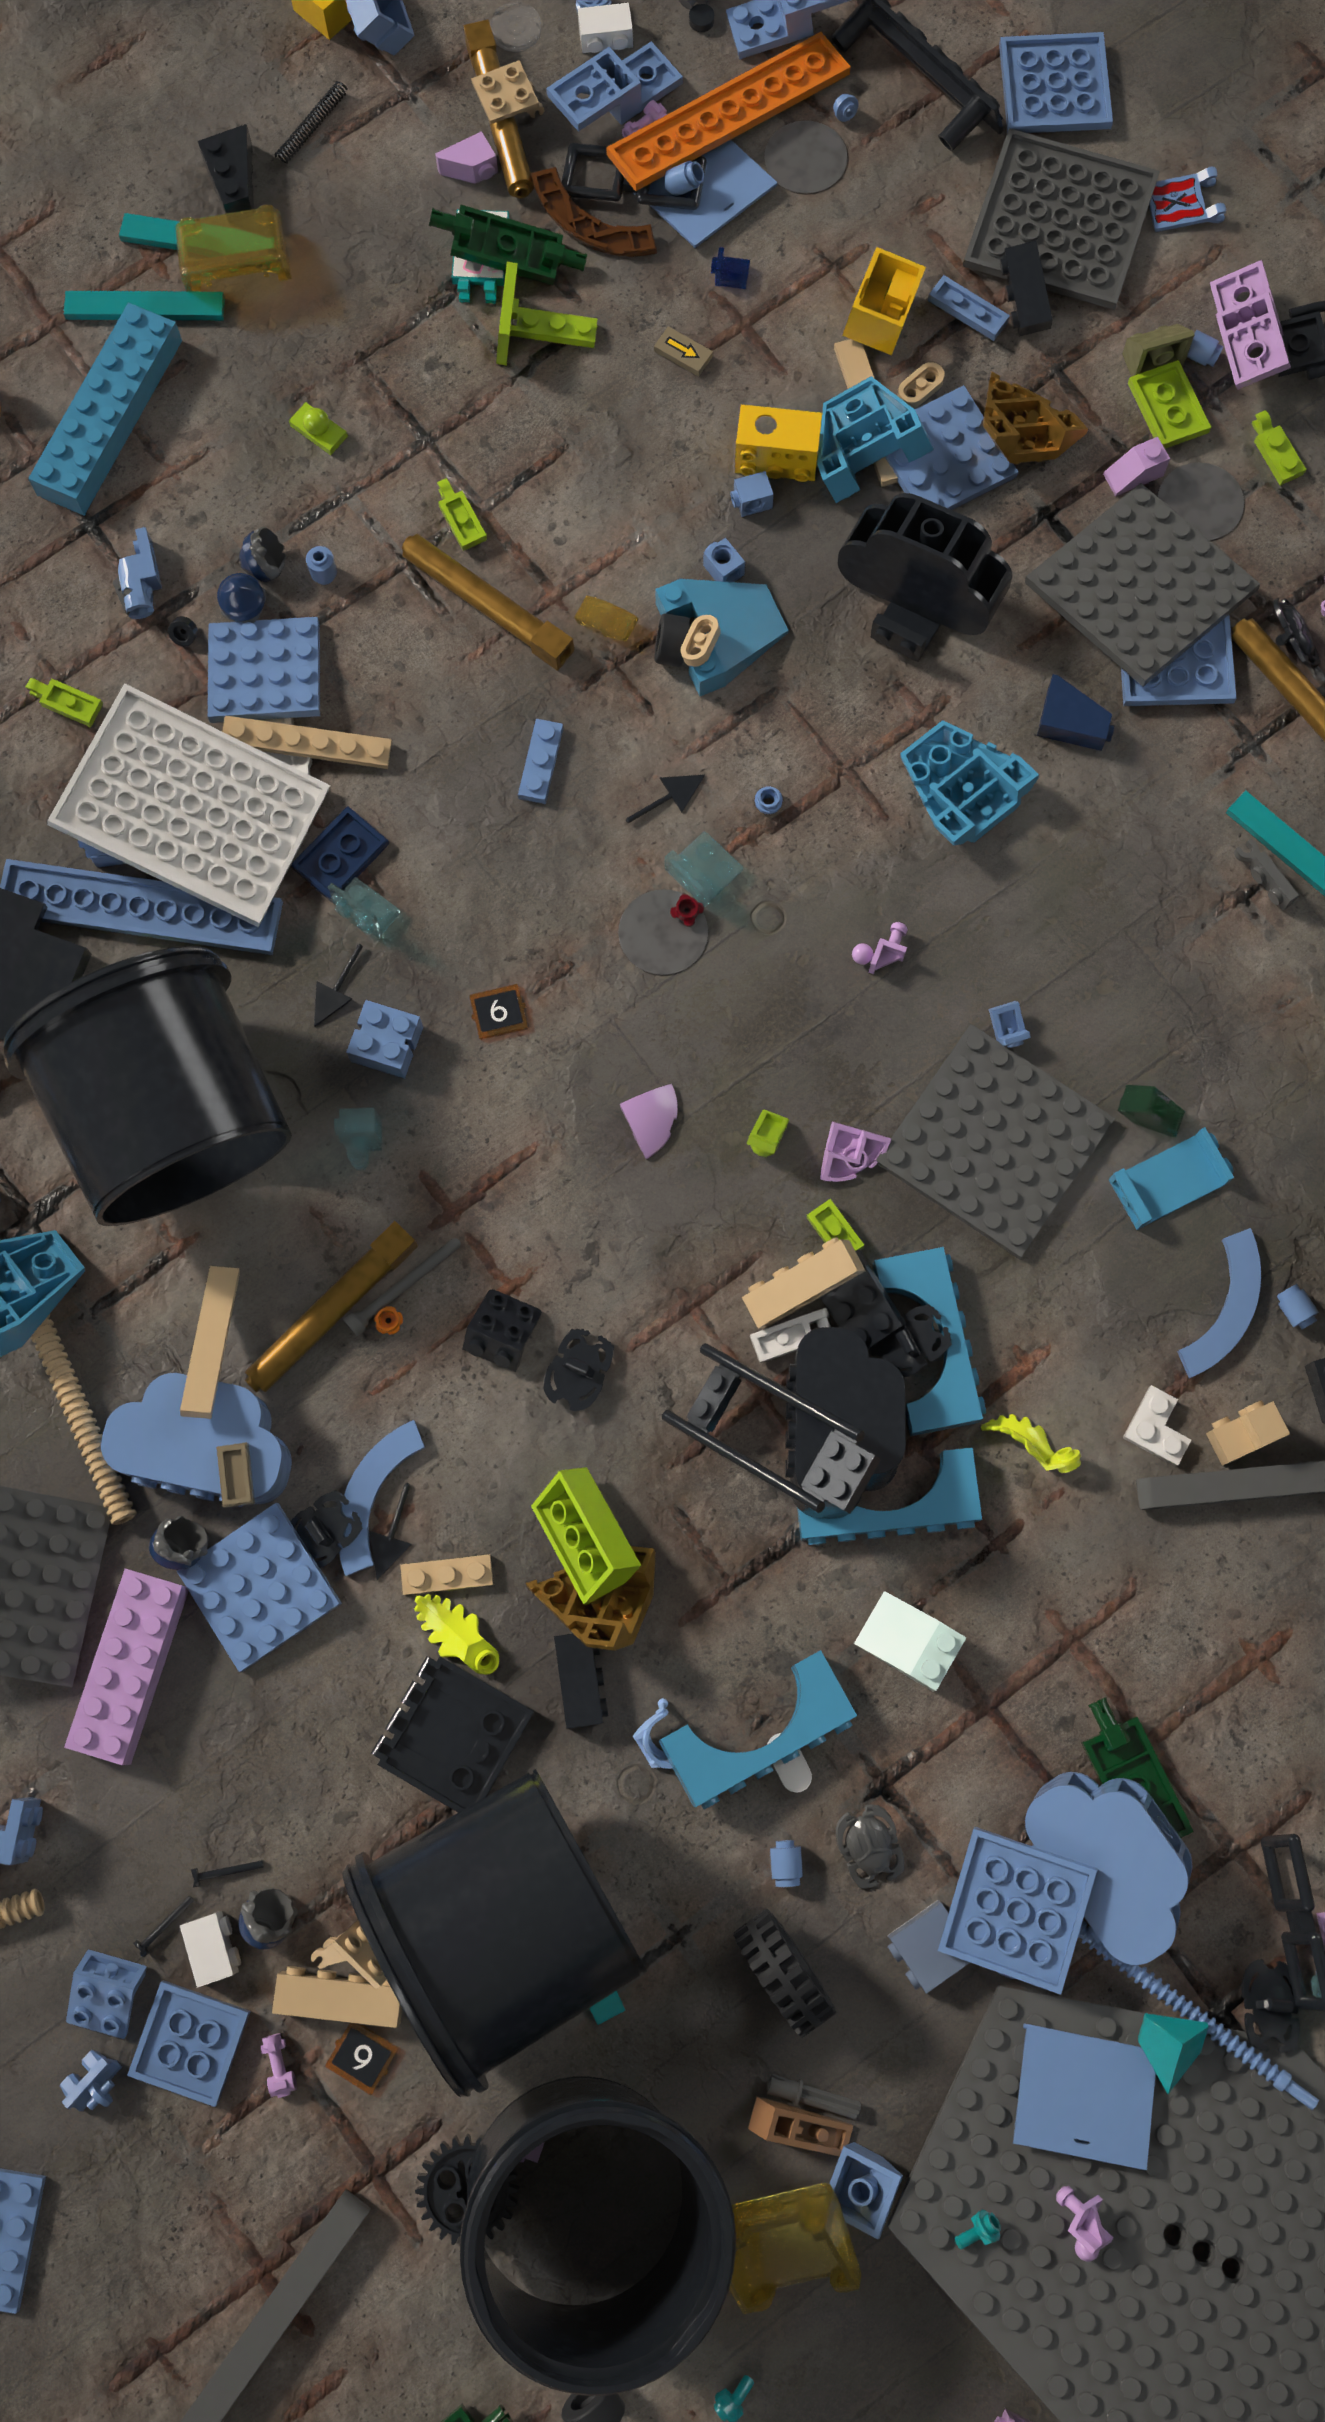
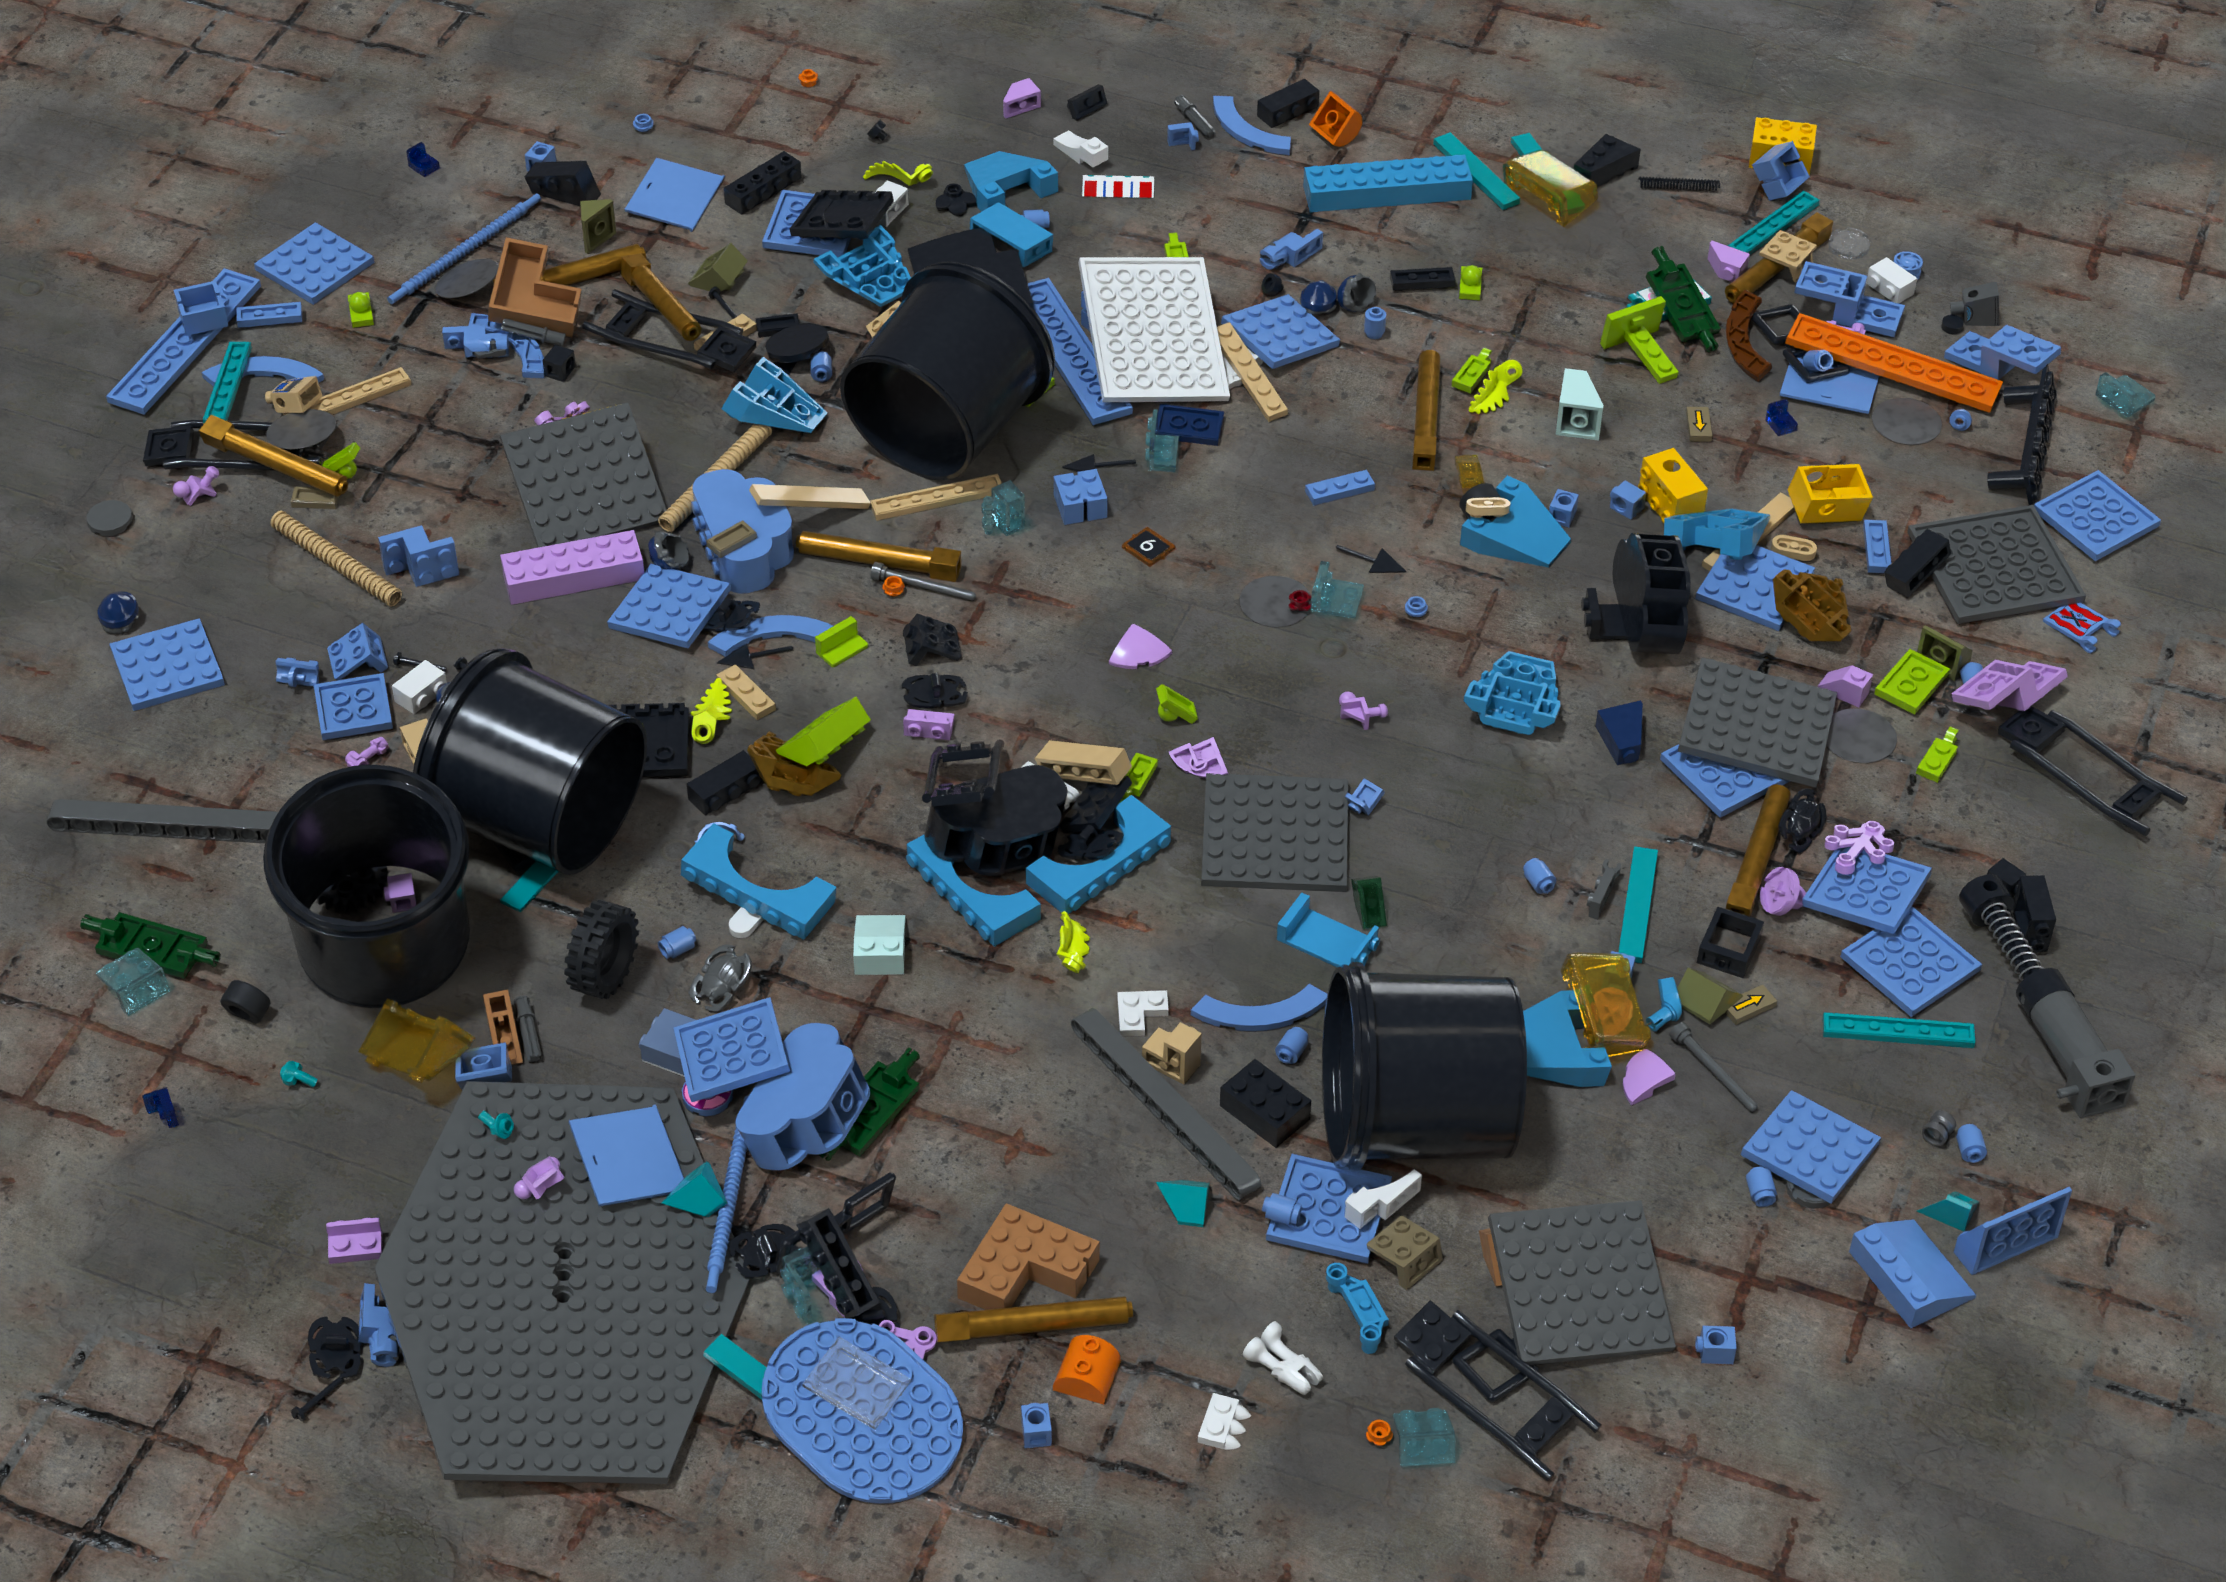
camera: 55 degrees right, 30 degrees down
(273, 1195) = (934, 497): none -> tan tile
(280, 472) = (1422, 278): none -> black plate
(437, 77) = (1777, 221): none -> teal tile
(442, 1429) = (840, 642): none -> lime panel
(489, 482) = (1496, 387): none -> neon yellow plant
(594, 450) = (1579, 407): none -> light aqua slope
(622, 1404) = (928, 724): none -> lavender bracket
(1216, 924) = (1539, 876): none -> medium blue brick

